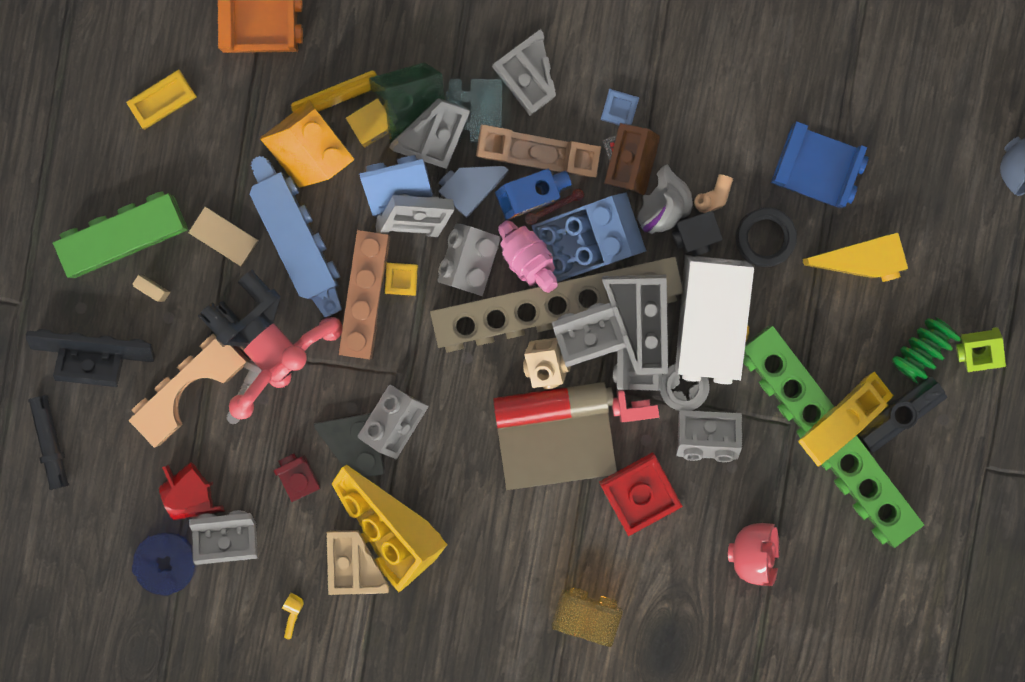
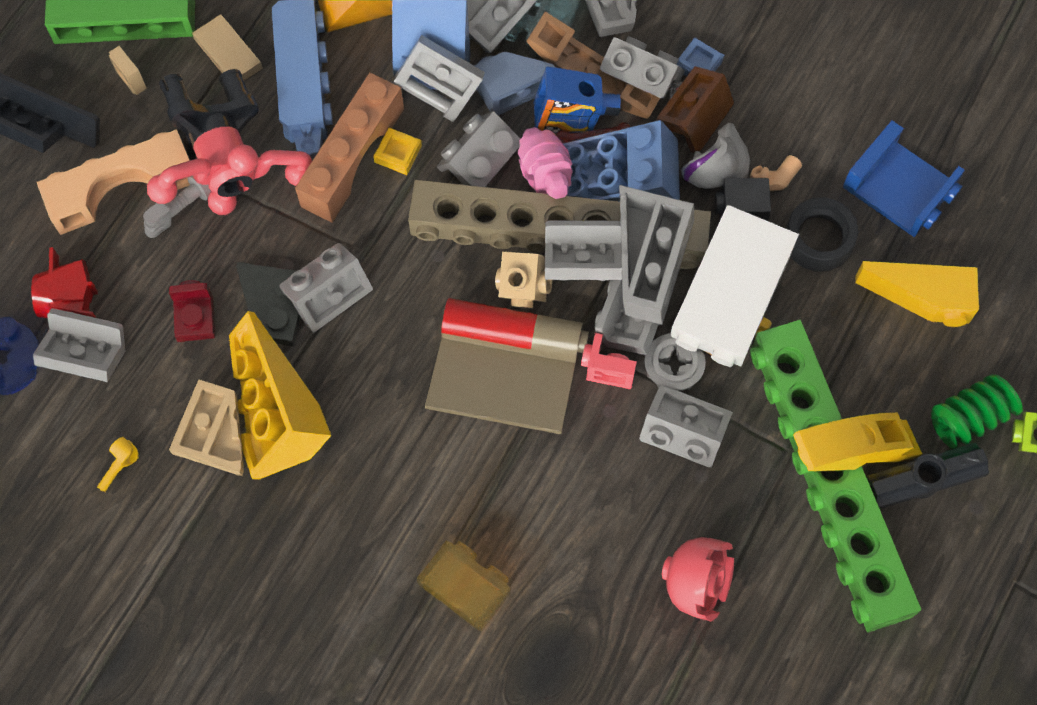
camera: 20 degrees right, 20 degrees down
(576, 137) = (639, 68): none -> light grey bracket
(640, 494) = (581, 463): red tile -> none

